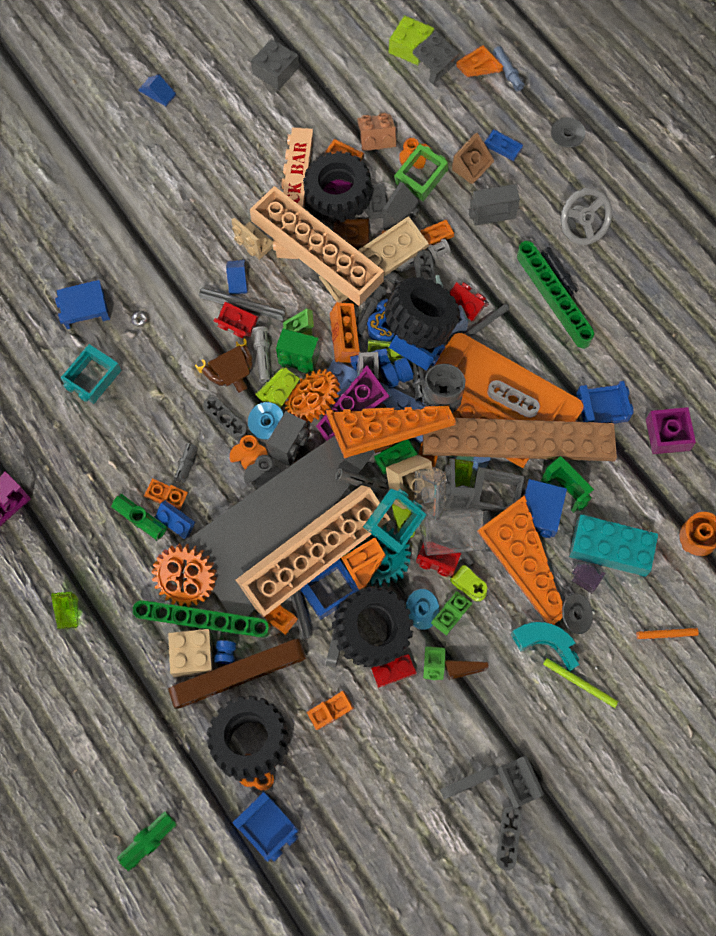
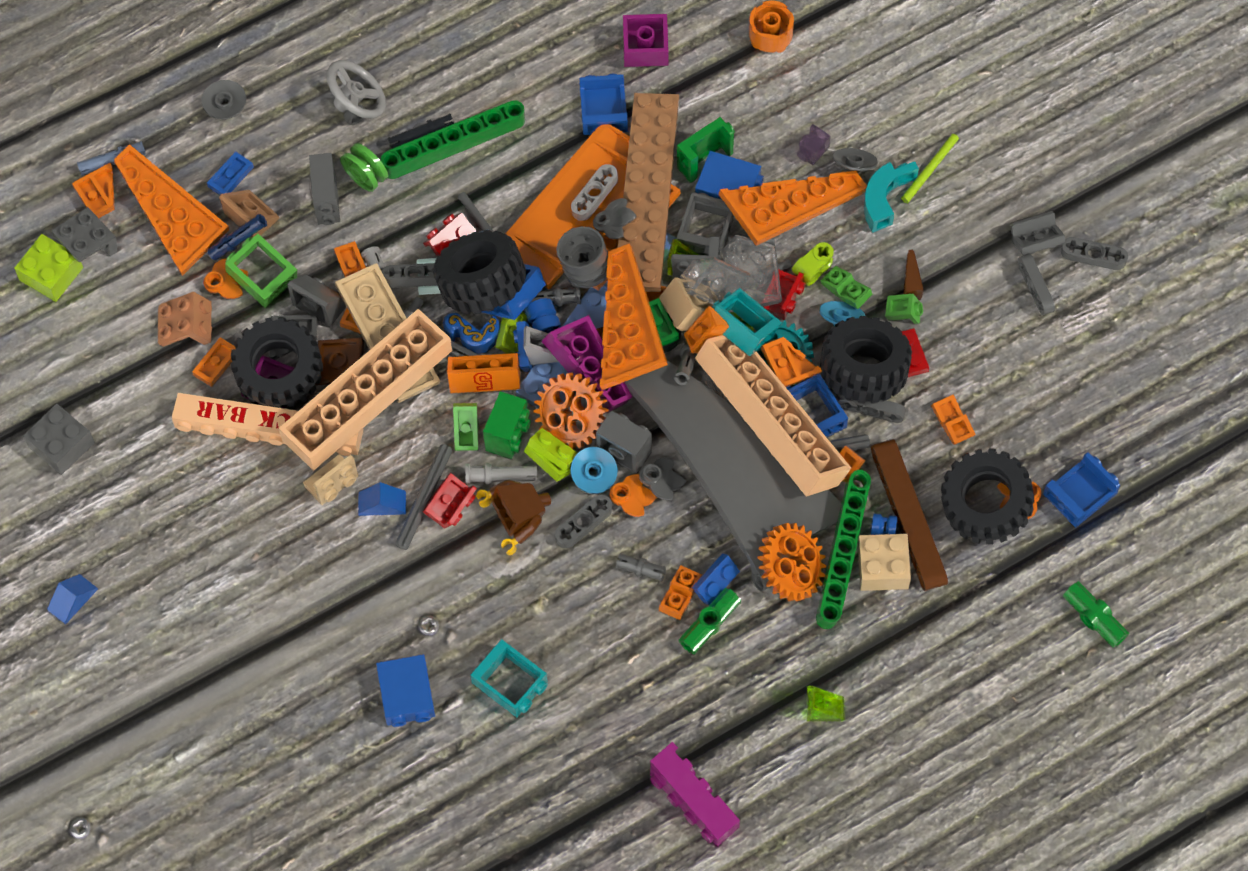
camera: 85 degrees left, 5 degrees down
(383, 488) = (707, 326): none -> orange slope
(443, 149) = (230, 241): none -> dark blue pin
(465, 111) = (176, 216): none -> orange wing
(485, 412) = (614, 218): none -> dark grey plate
(516, 229) = (364, 167): none -> bright green wheel
(613, 545) = (778, 115): teal brick -> none
(667, 633) = (879, 78): orange bar -> none

